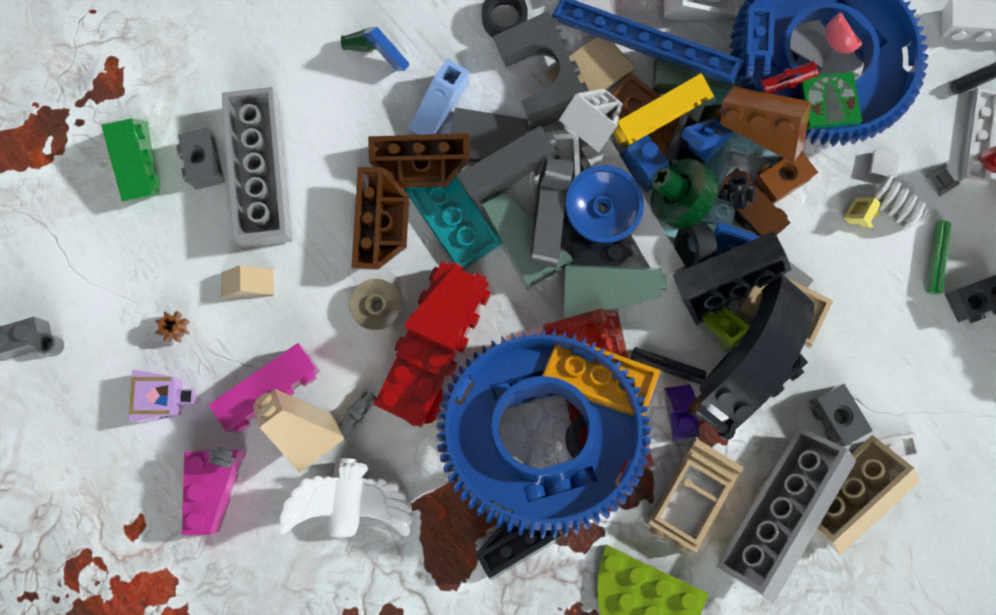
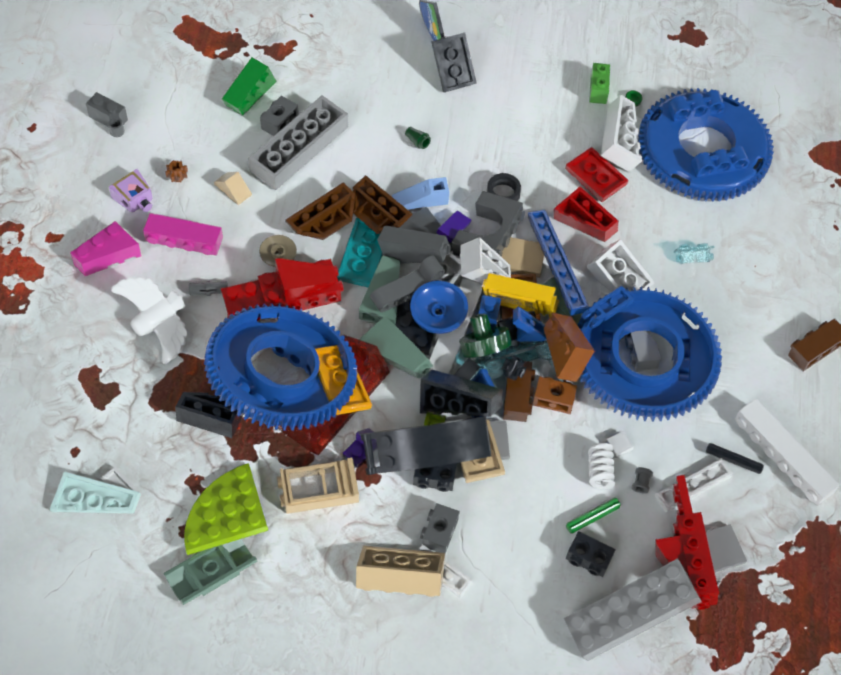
camera: 45 degrees right, 20 degrees down
(221, 457) = (127, 235): dark grey plate -> none
(296, 427) = (174, 257): tan slope -> none
(386, 48) = (423, 148): blue tile -> none
(505, 101) = (453, 224): none -> dark purple tile
(668, 365) = (380, 412): black axle -> none
(786, 513) = (352, 534): light grey brick -> none
(807, 72) = (601, 335): red pin -> none
(832, 100) = (612, 368): tile -> none
(841, 36) = (655, 342): coral hair -> none
(862, 211) = (577, 450): light yellow tile -> none

